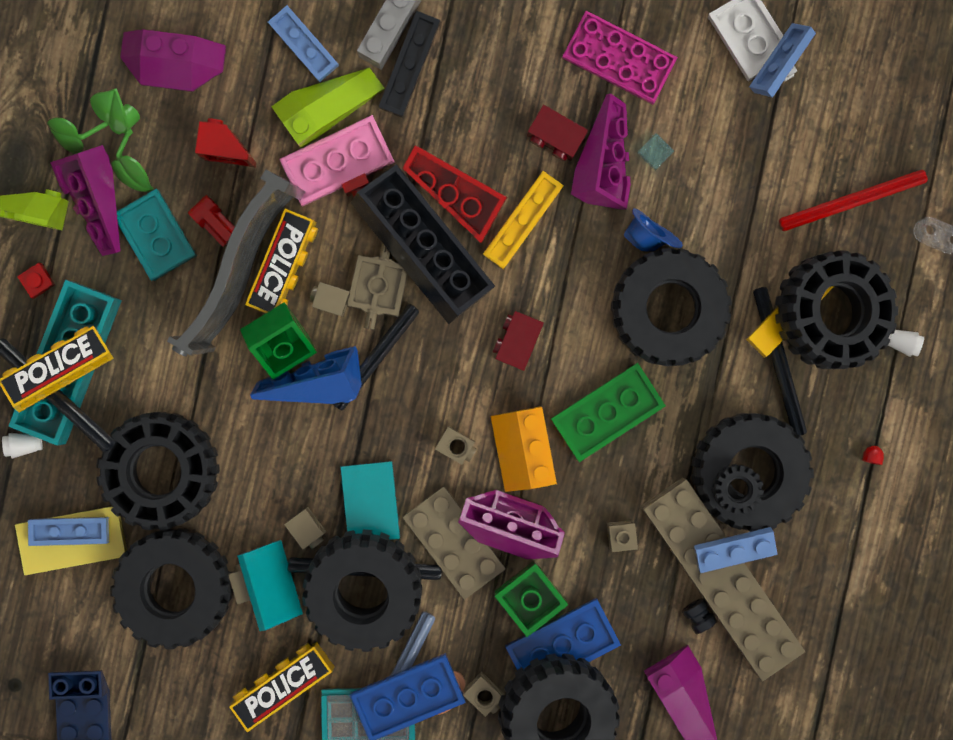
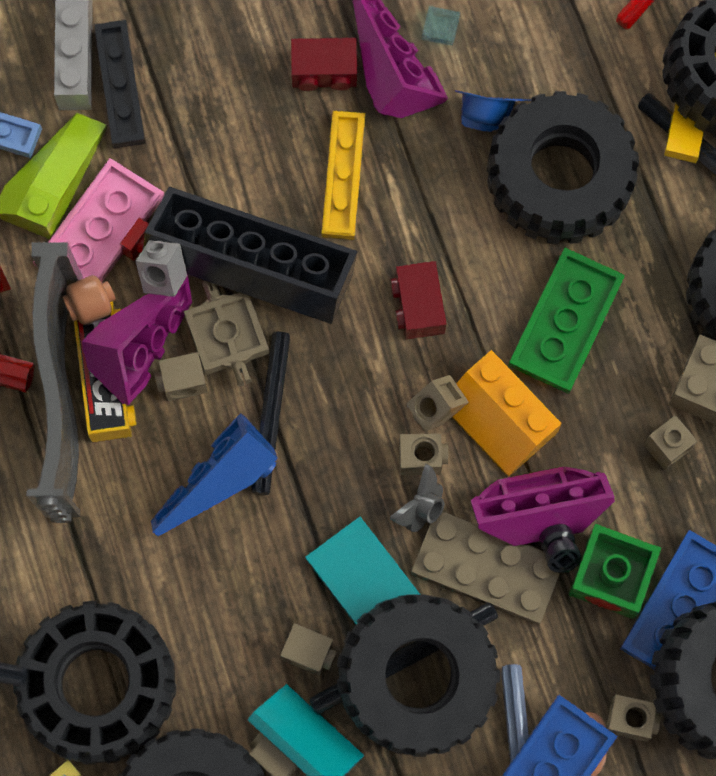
camera: 30 degrees left, 15 degrees down
(278, 341) = (150, 450): green brick -> none
(294, 215) = (88, 300): none -> nougat head
(306, 258) = (130, 340): none -> magenta wedge
(355, 222) = (161, 268): none -> light grey brick
(436, 482) = (425, 506): none -> dark grey animal
(459, 193) = (252, 180): red wedge -> none
(486, 419) = (448, 400): none -> dark tan brick
(505, 562) = (560, 548): none -> black wheel

